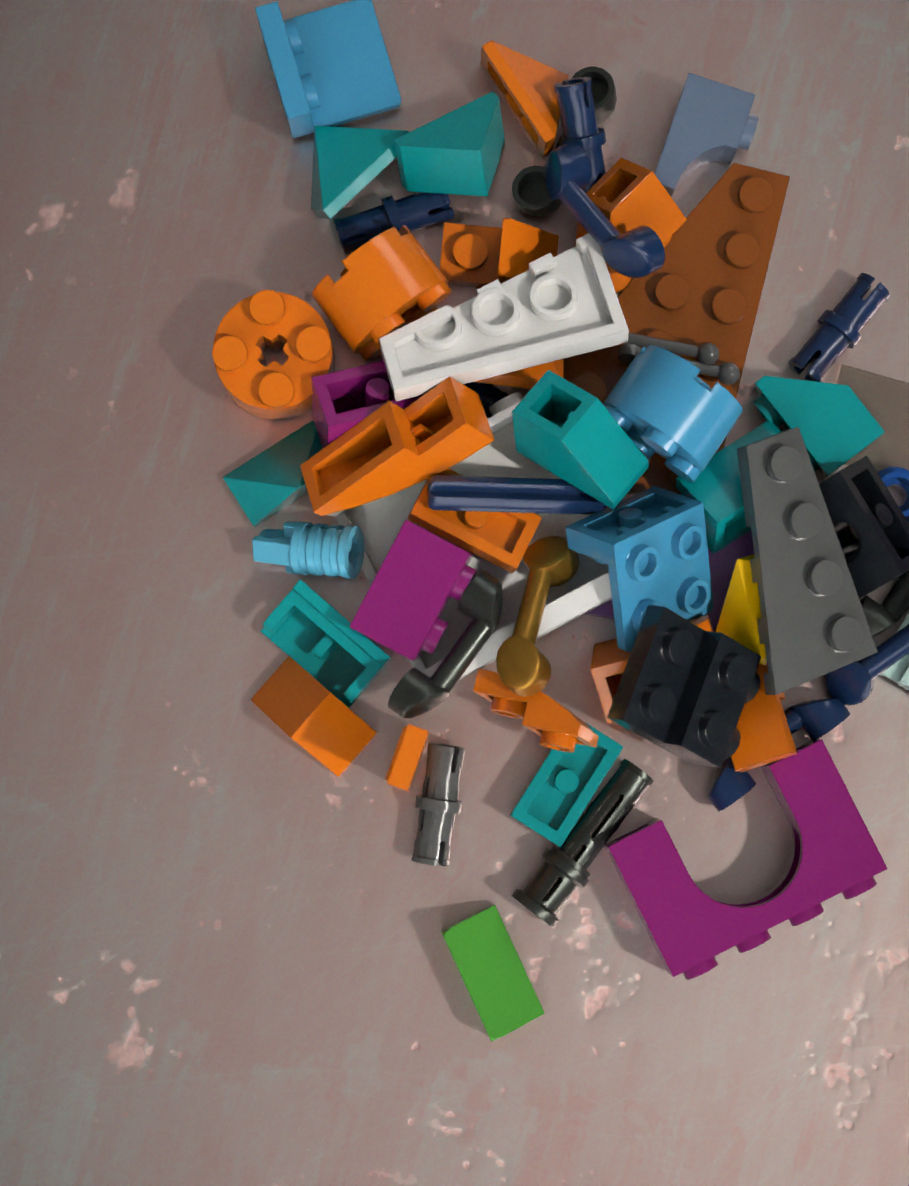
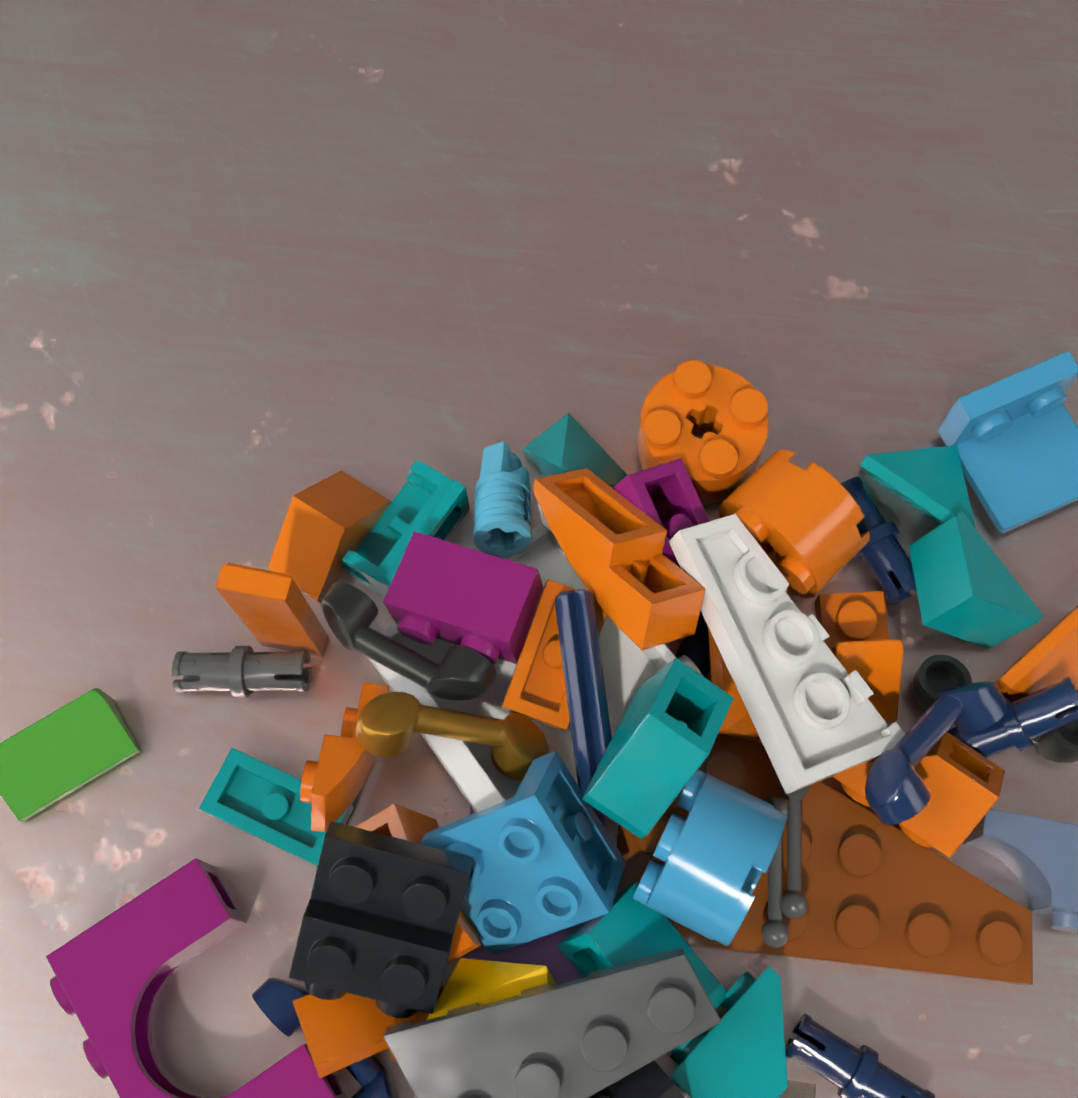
camera: 90 degrees right, 15 degrees down
(628, 784) = (175, 826): pearl dark grey pin -> none

